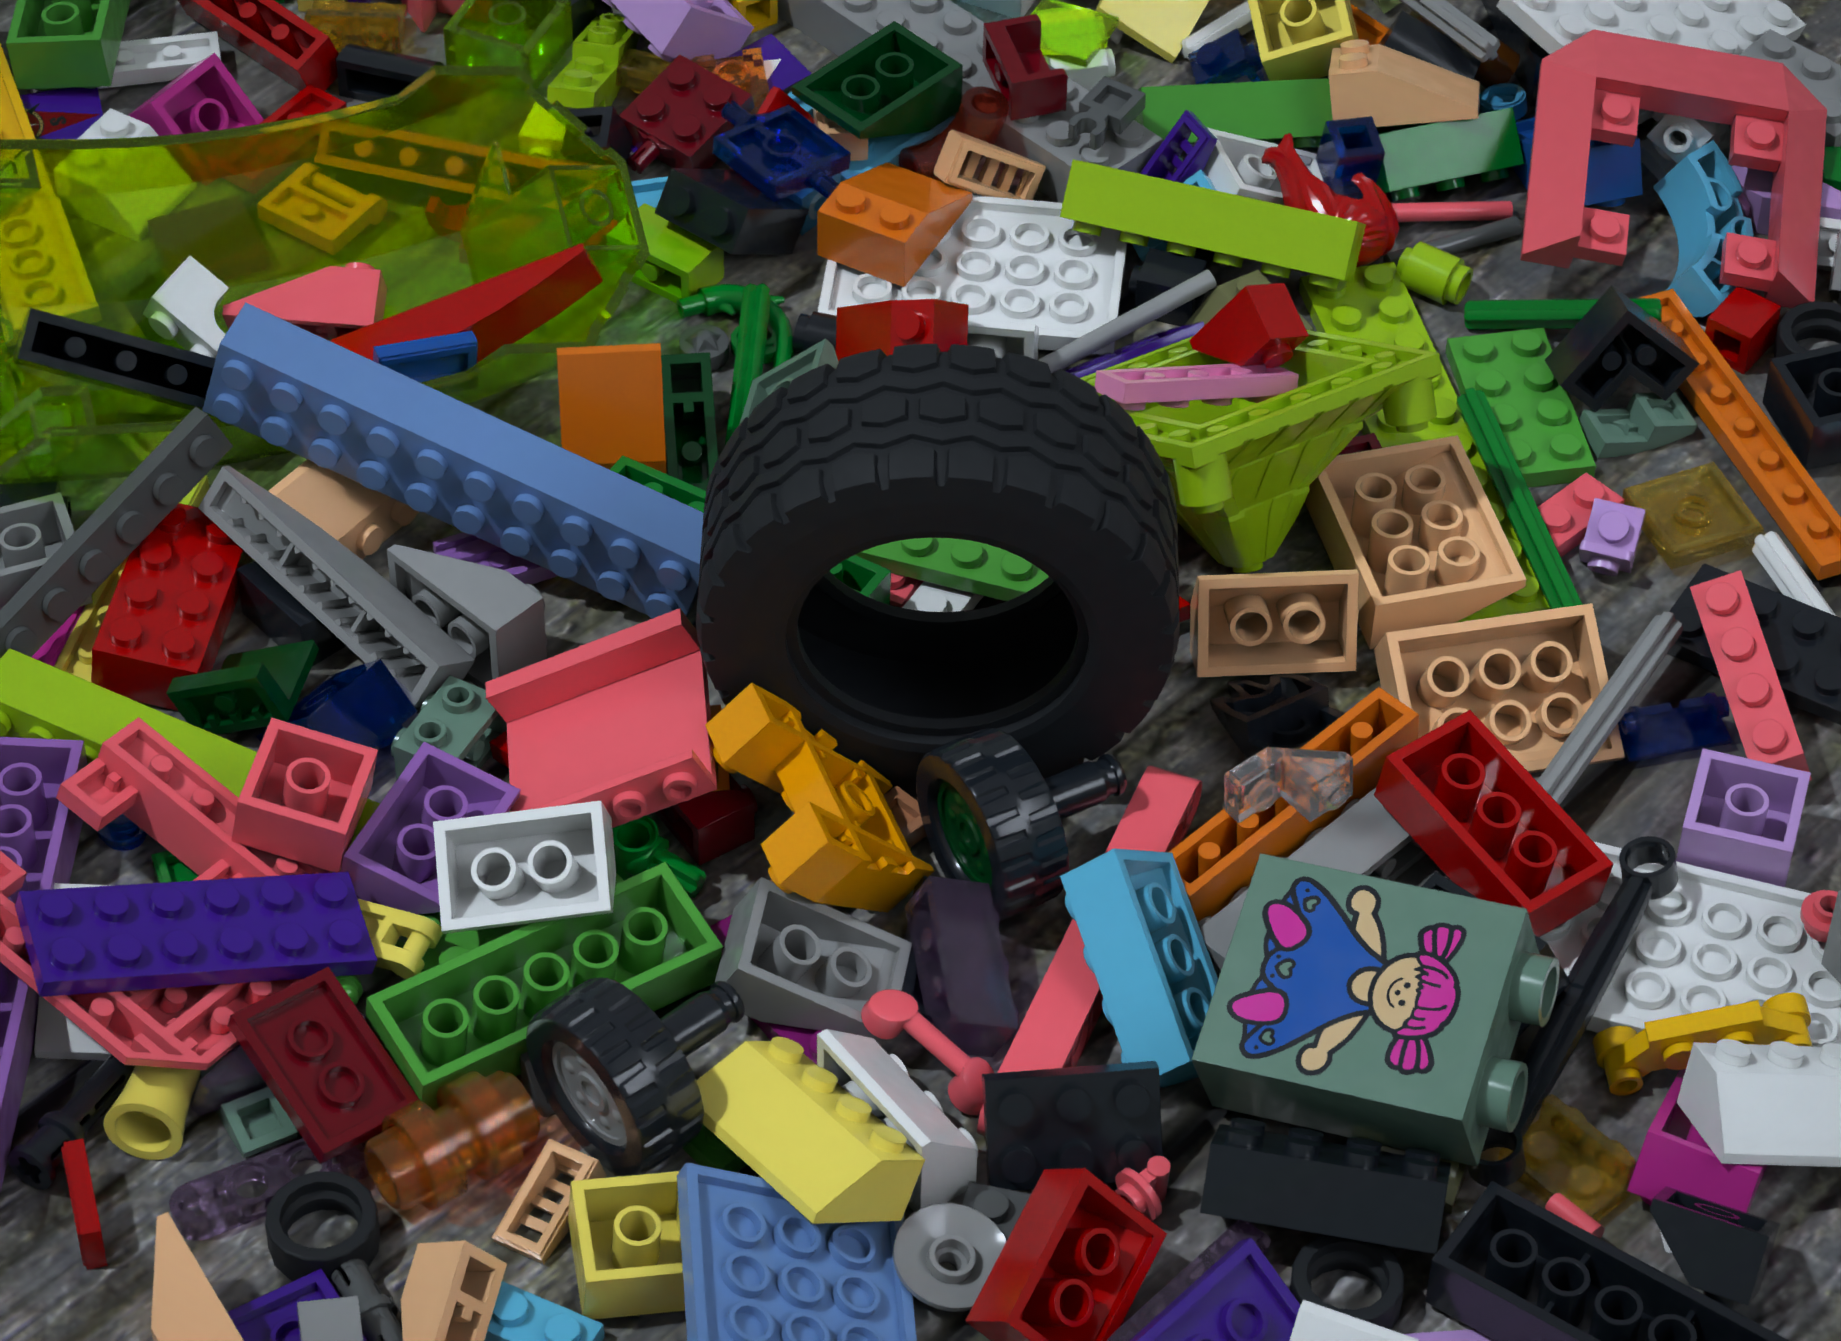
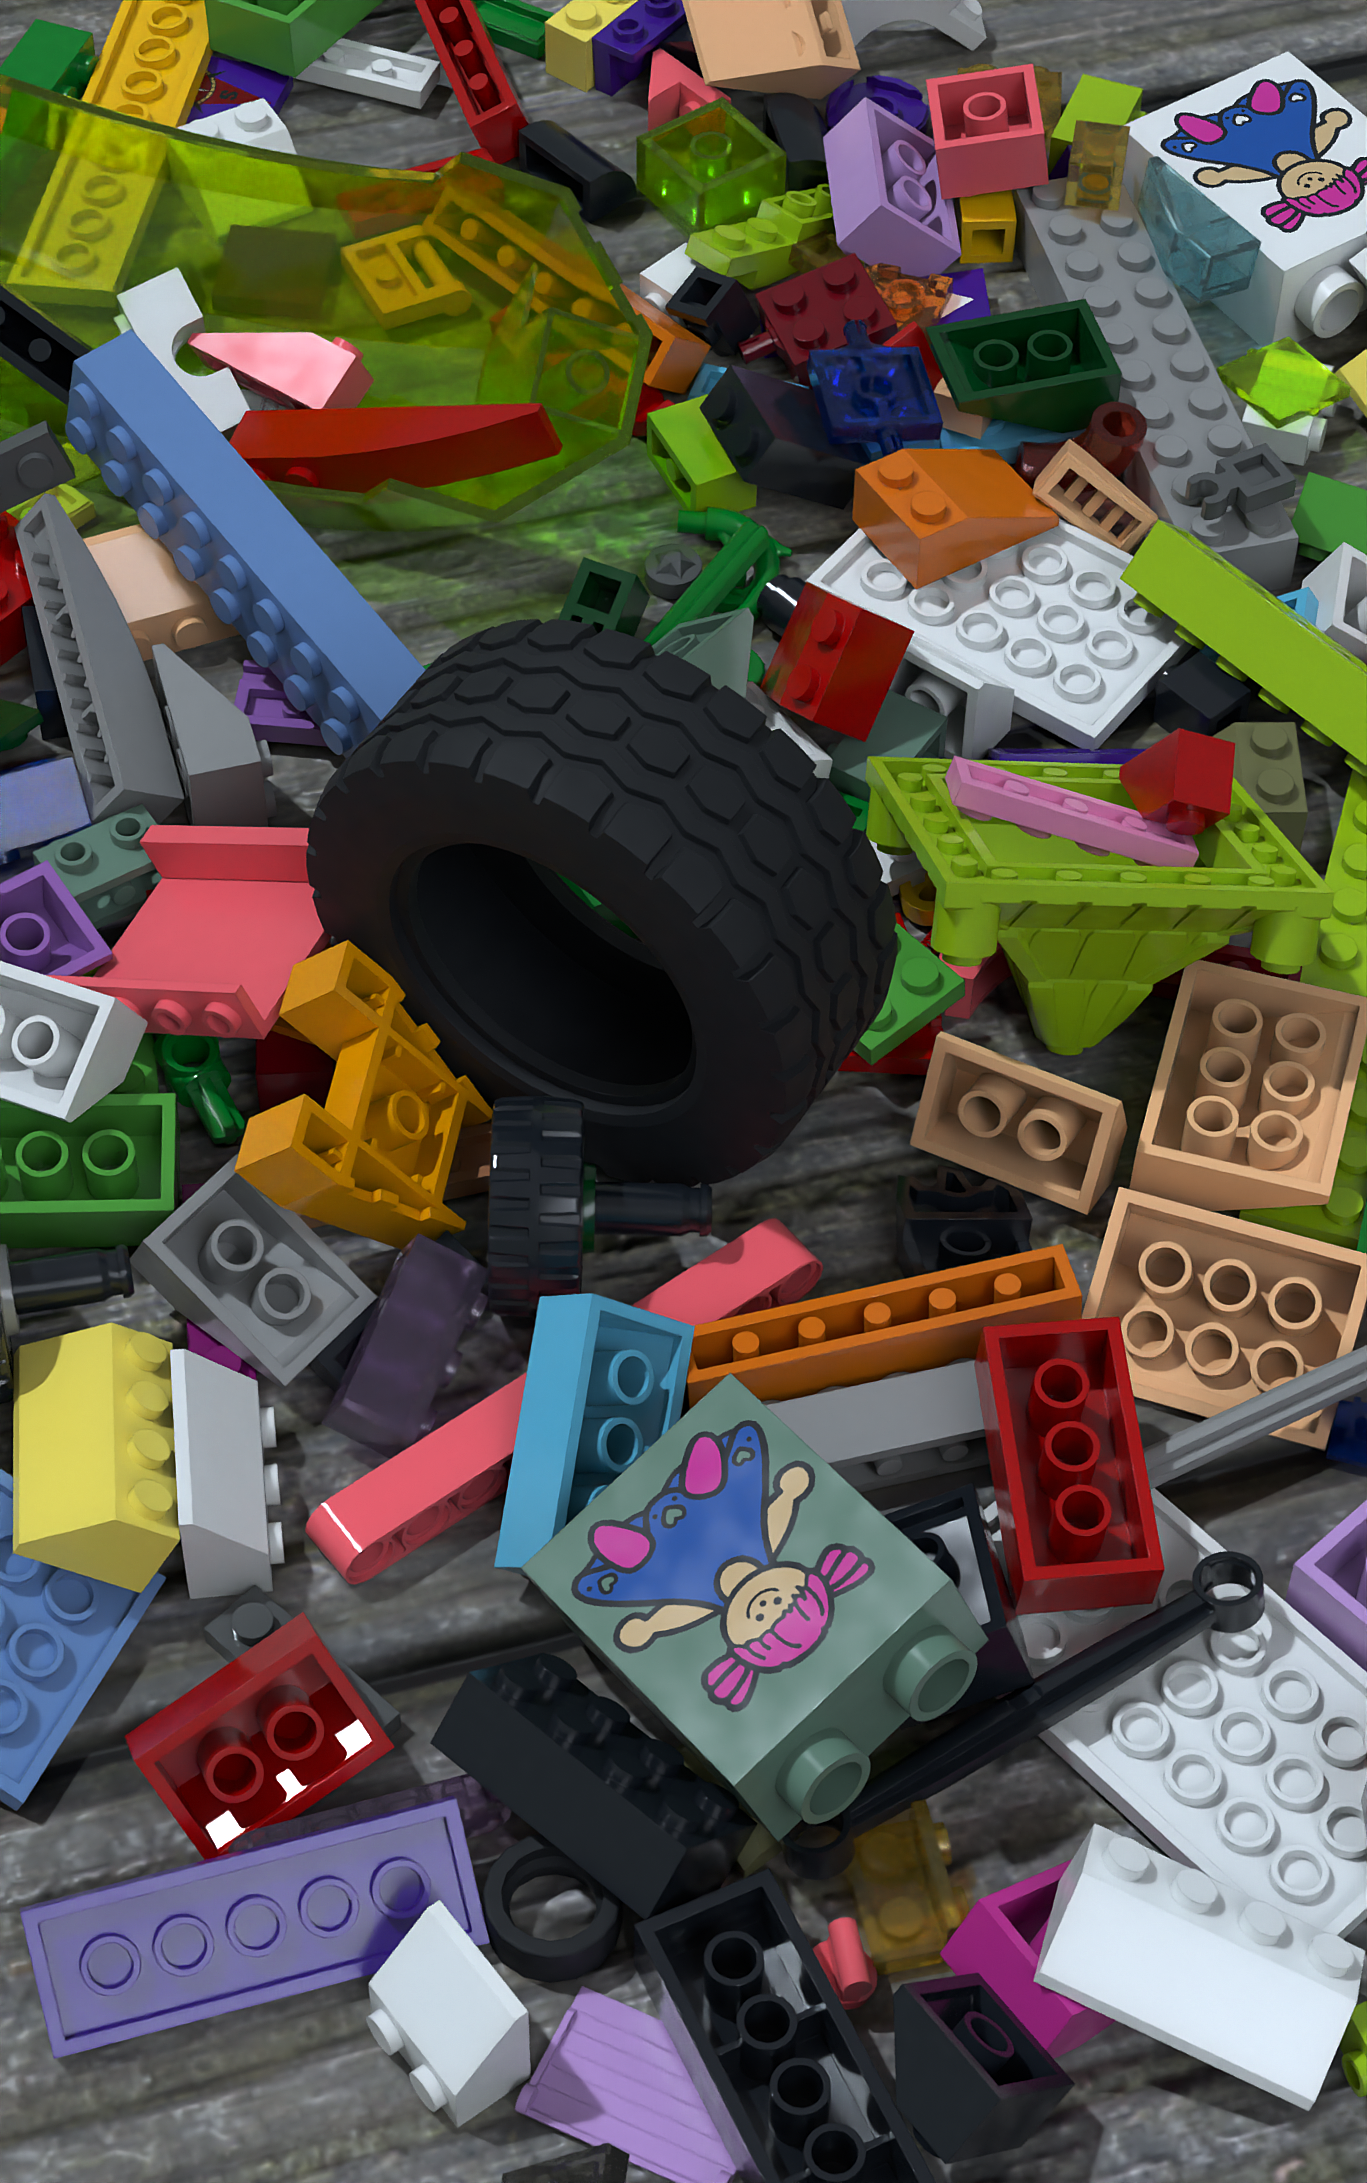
camera: 30 degrees right, 5 degrees up
(199, 101) = (355, 128): dark pink slope -> none
(363, 24) = (582, 107): clear yellow bracket -> none
(430, 356) = (329, 464): blue tile -> none
(613, 403) = (481, 579): orange slope -> none
(894, 1010) = (289, 1365): coral bar -> none
(946, 1235) = (156, 1629): light grey dish -> none
(1020, 69) = (1189, 400): dark red panel -> none
(1071, 1120) = (387, 1578): black plate -> none
(1130, 321) = (1114, 723): light grey bar -> none
(1147, 1188) = (424, 1684): coral plate -> none
(1169, 152) = (1300, 561): dark purple slope -> none
(1305, 778) = (898, 1316): clear slope -> none
(1669, 1041) = (1071, 1798): yellow plate -> none

